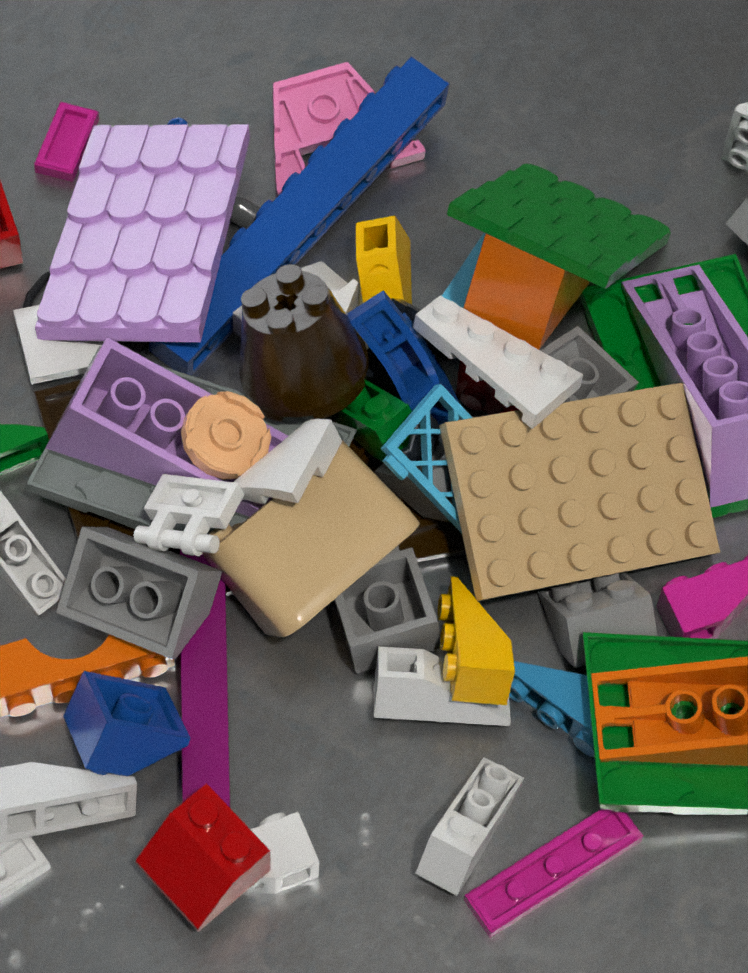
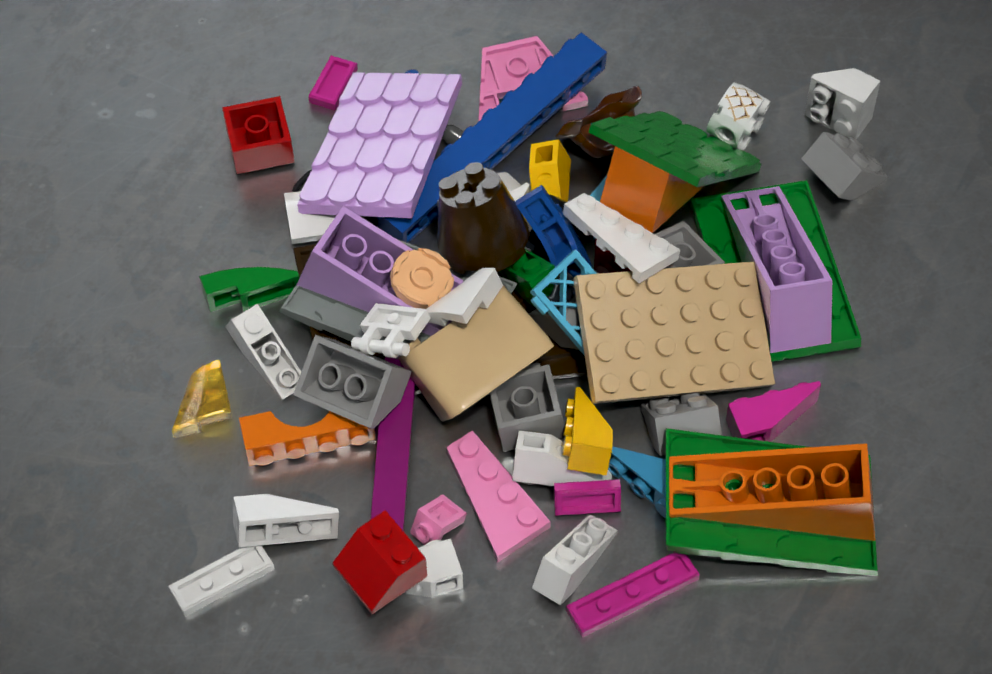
camera: 10 degrees right, 5 degrees down
(123, 724) = (332, 472): blue slope -> none
(273, 782) = (436, 519): none -> bright pink bracket
(361, 752) = (502, 506): none -> bright pink wing
(446, 180) = (611, 107): none -> reddish brown piece
(479, 735) = (587, 497): none -> dark pink tile
(636, 167) = (738, 116): none -> white brick

